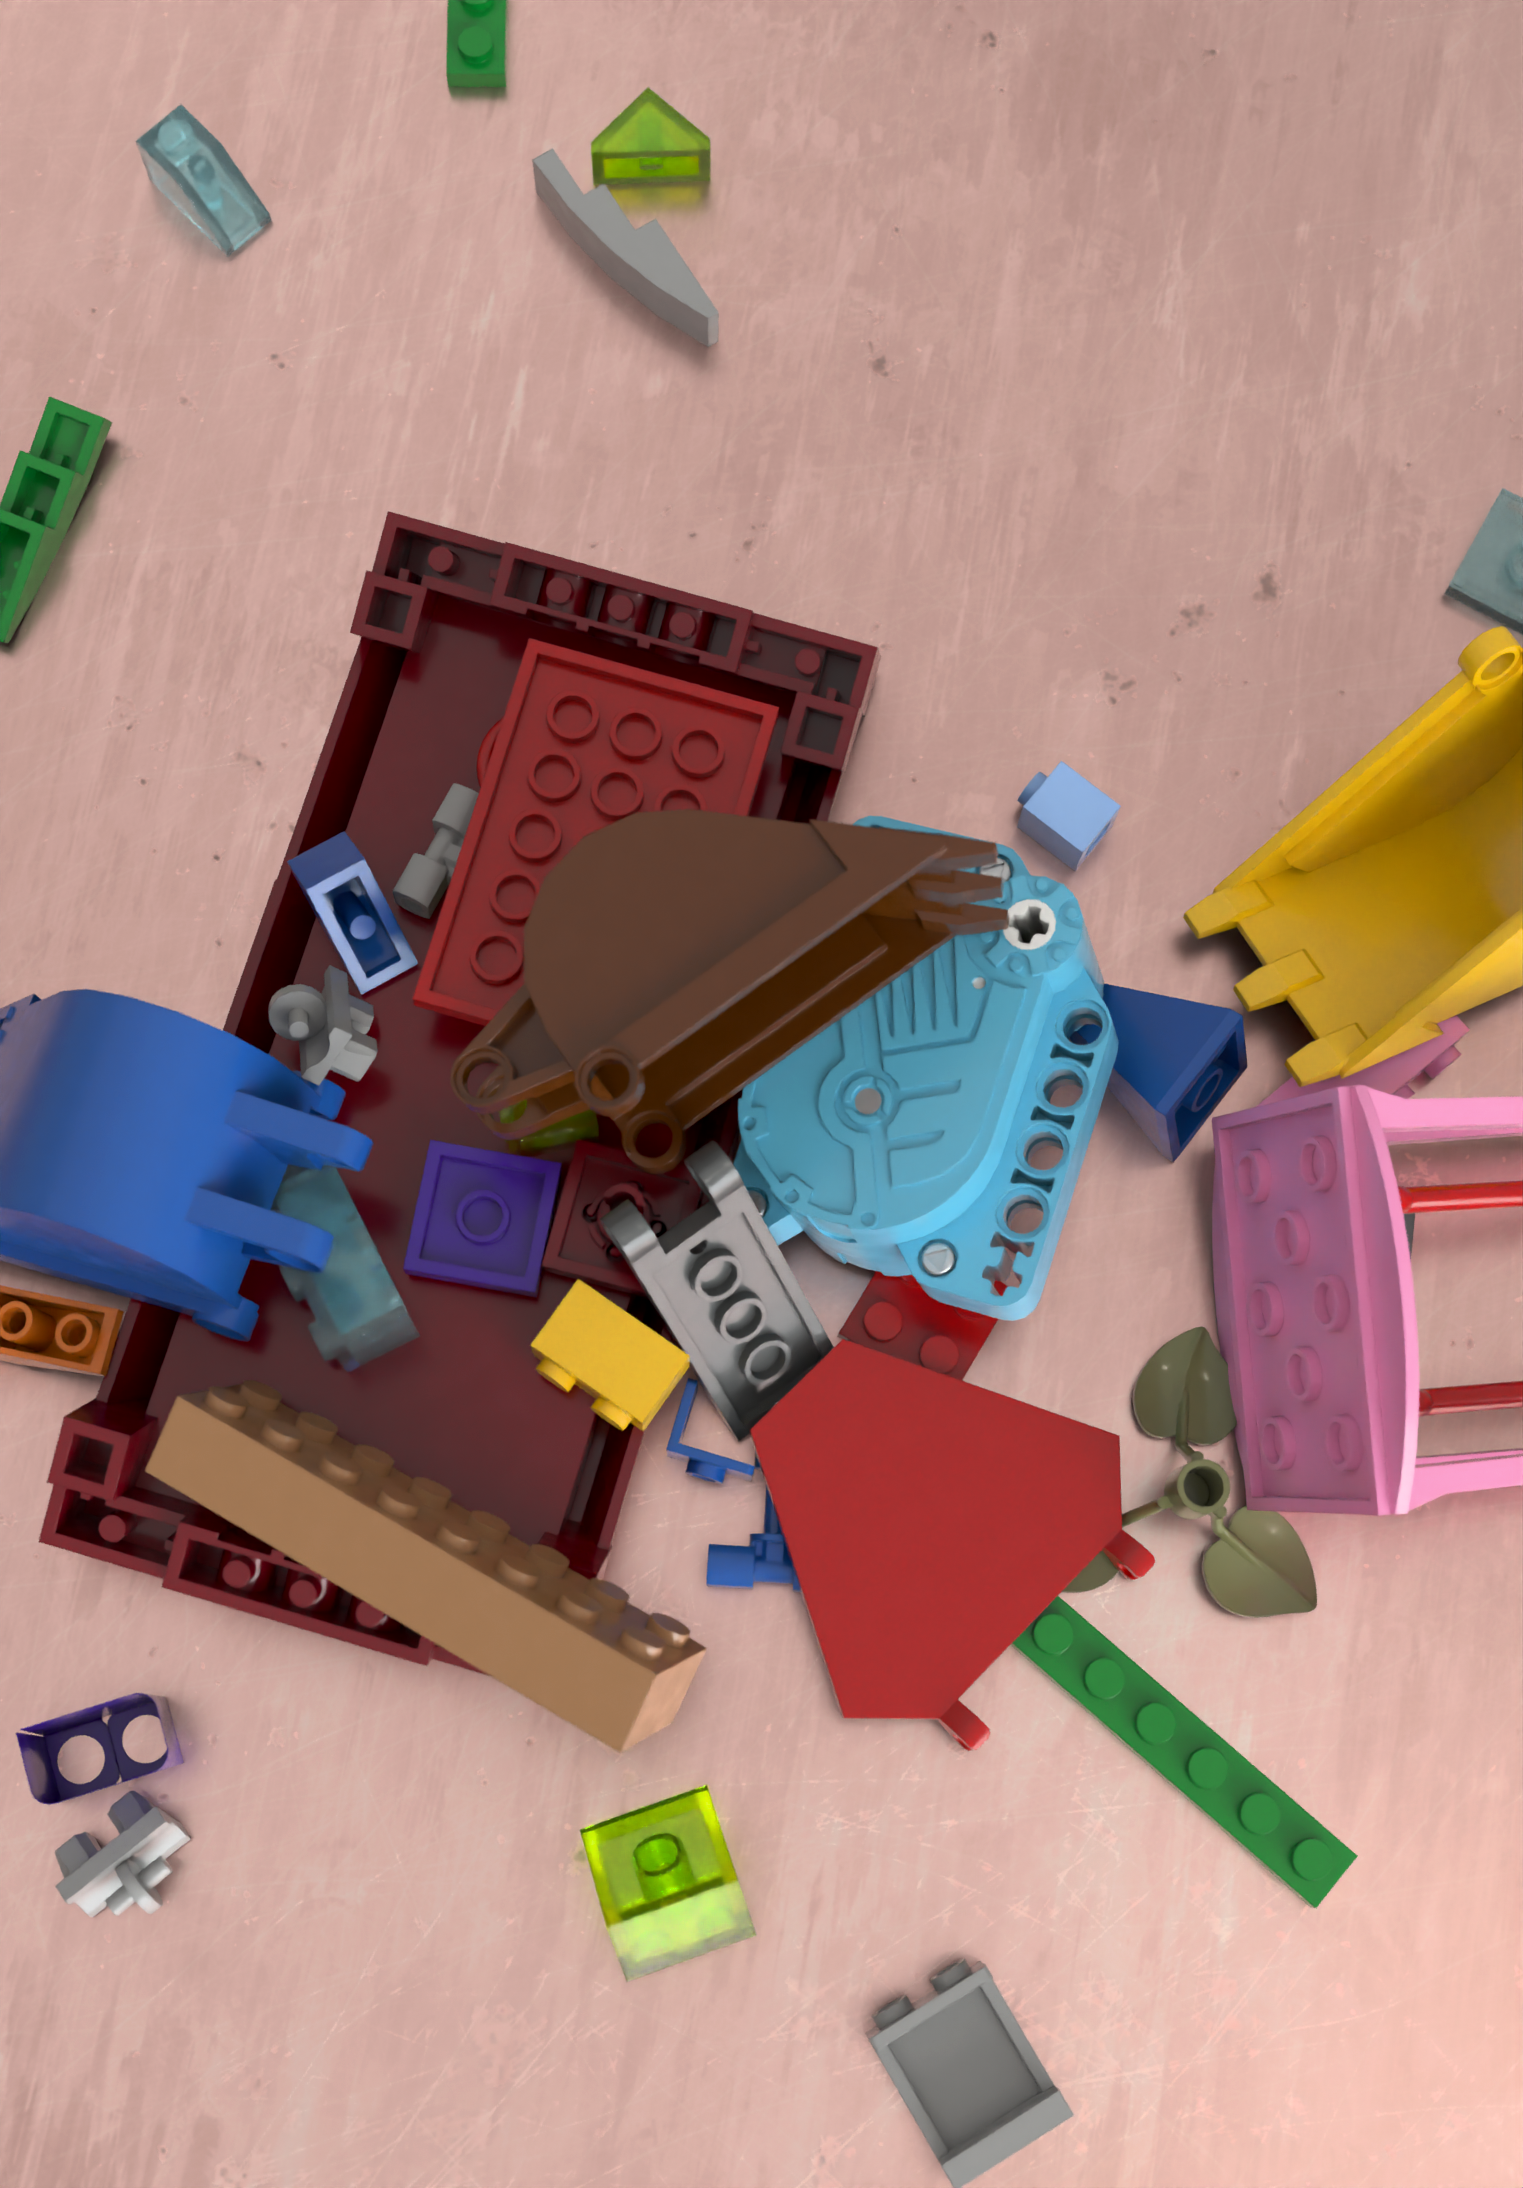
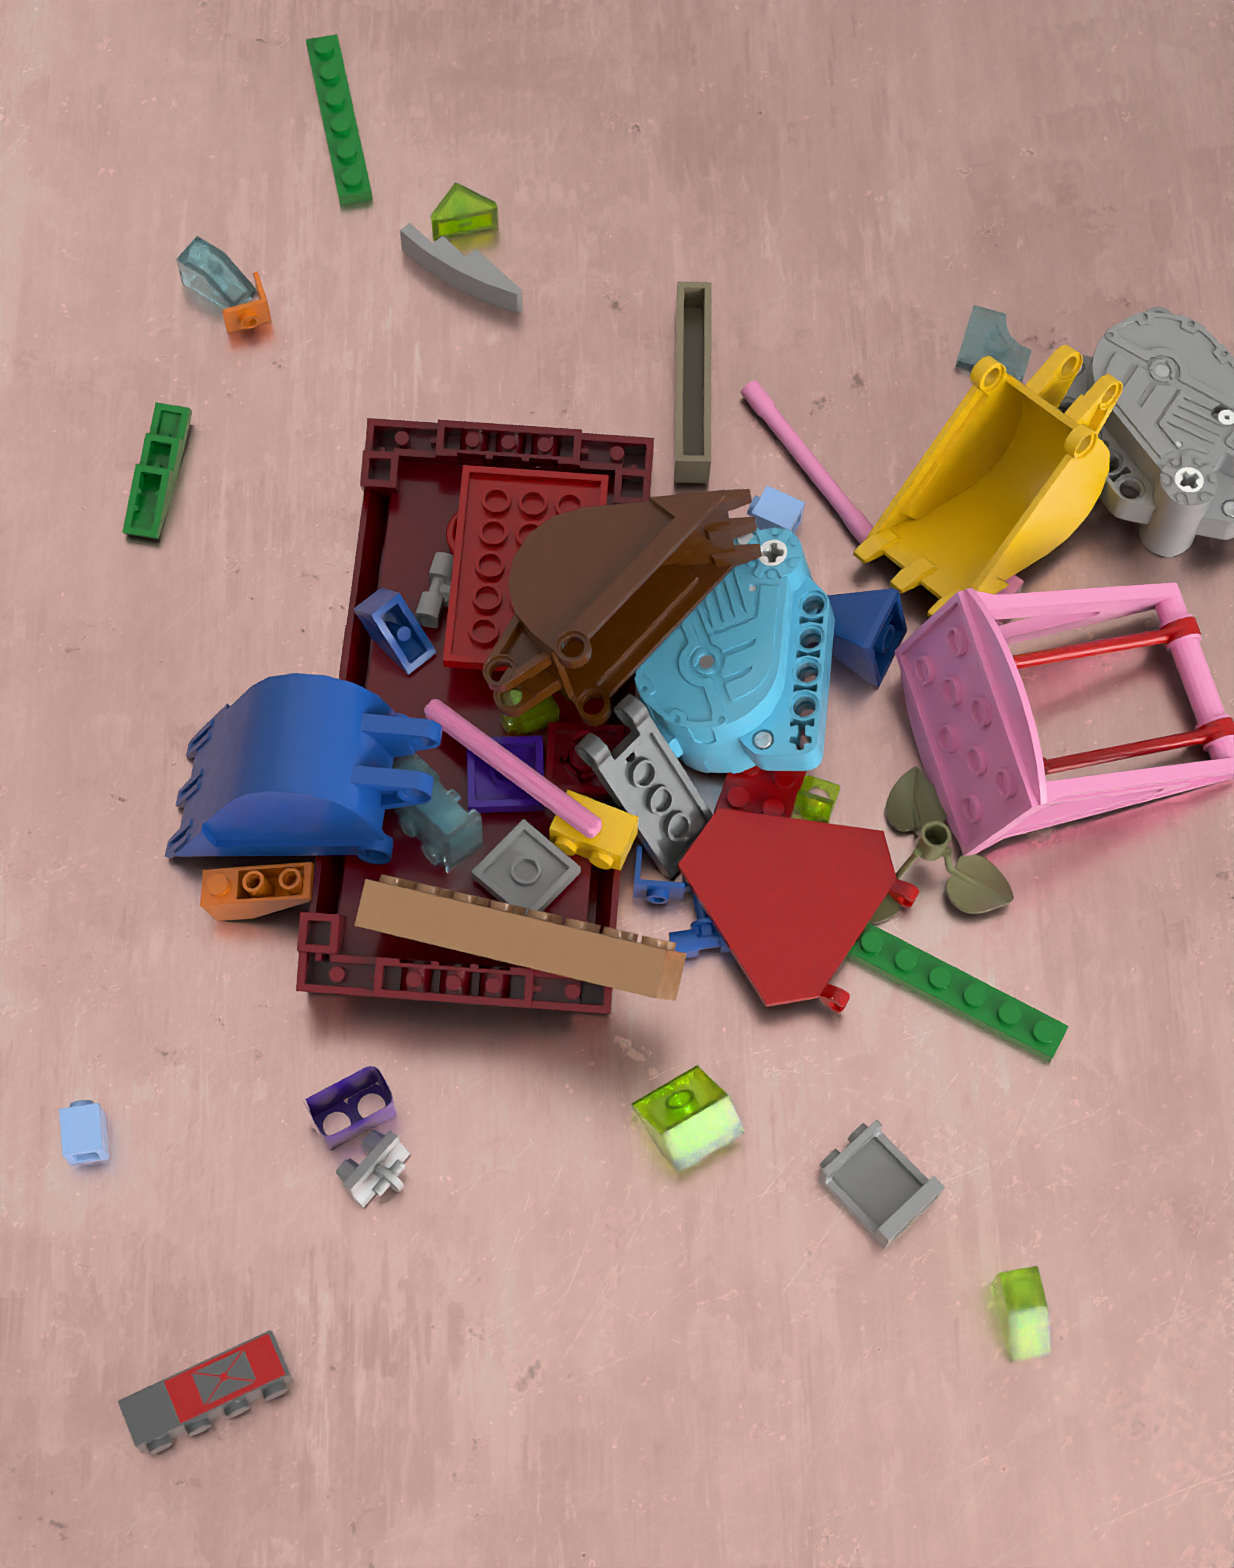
camera: 10 degrees left, 10 degrees down
(247, 263) = (248, 314): none -> orange bracket
(327, 1025) = (396, 686): light grey hips -> none
(477, 1407) = (526, 869): none -> light grey plate
(493, 1222) = (514, 769): none -> bright pink axle
(977, 540) = (692, 383): none -> dark tan brick
(1009, 1371) = (814, 806): none -> clear neon green bracket
(1095, 611) = (766, 409): none -> bright pink piece

